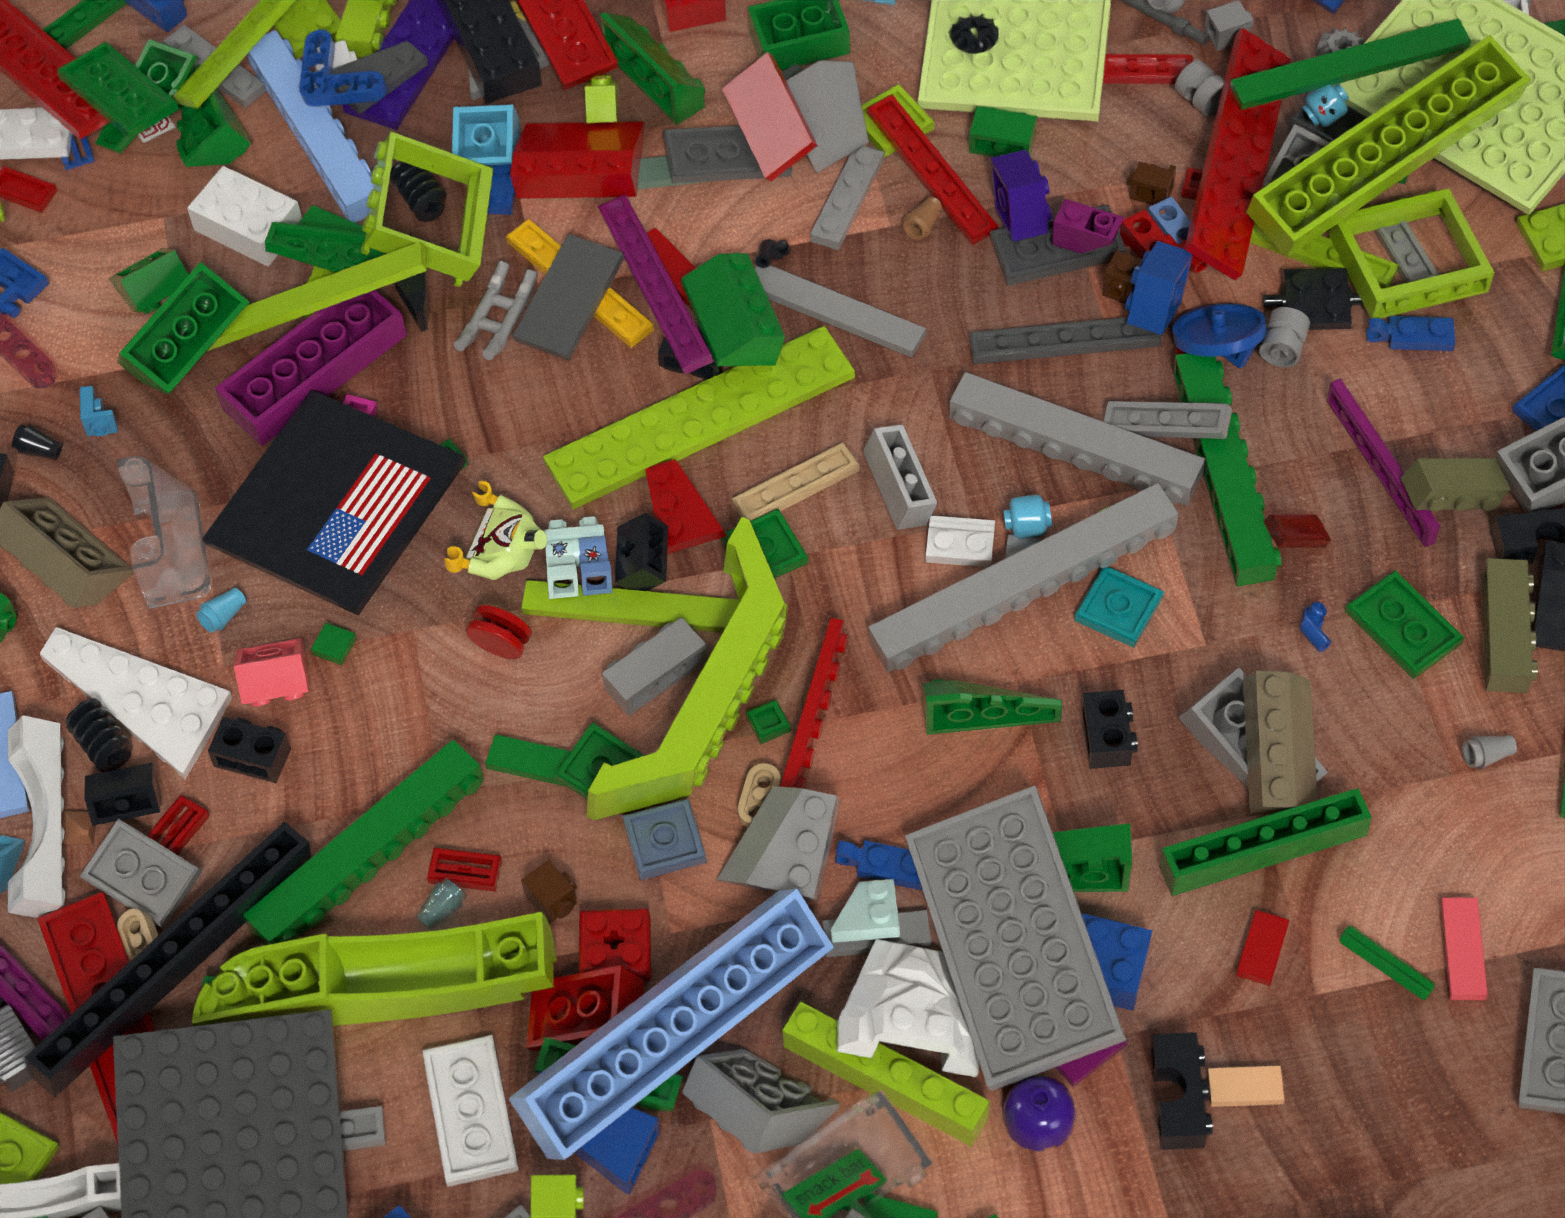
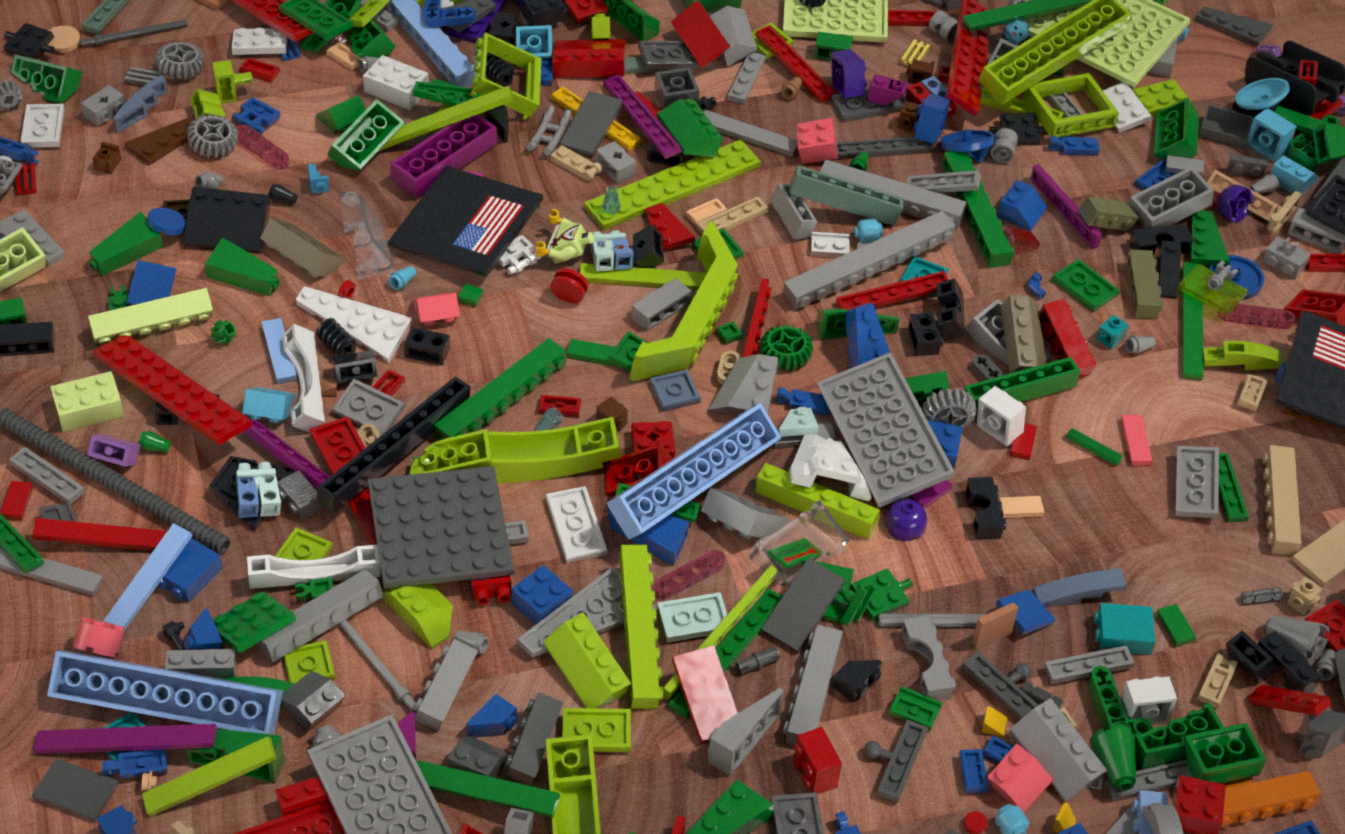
camera: 10 degrees left, 10 degrees down
(125, 635) = (347, 289): none -> red tile
(165, 159) = (343, 55): none -> light nougat tile
(201, 176) = (366, 62): none -> light grey cone
(423, 551) = (518, 248): none -> white plate
(434, 107) = (504, 27): none -> black brick
(536, 375) = (575, 163): none -> tan plate
(585, 463) = (611, 201): none -> clear light blue cone
(605, 375) = (616, 162): none -> light grey brick
(720, 224) = (675, 85): none -> dark grey brick
(751, 472) = (705, 211): none -> light nougat tile
(840, 766) = (789, 345): none -> green gear
(954, 332) = (817, 141): none -> coral brick
(991, 451) = (846, 195): none -> sand green brick
(997, 746) = (864, 335): none -> blue wedge
(1027, 373) = (860, 161): none -> green cone
(1061, 643) = (894, 292): none -> red tile
(1132, 894) = (950, 407): none -> light grey gear
(1155, 126) = (919, 46): none -> light yellow tile
(1156, 705) = (952, 313): none -> black arch
(1217, 798) = (986, 371): none -> dark grey beam
(1223, 906) = (1001, 416): none -> white brick
(1305, 462) = (1022, 206): none -> blue slope
(1355, 741) = (1065, 335): none -> red wedge
(1441, 725) = (1112, 332): none -> teal brick
(1510, 252) = (1129, 107): none -> white plate

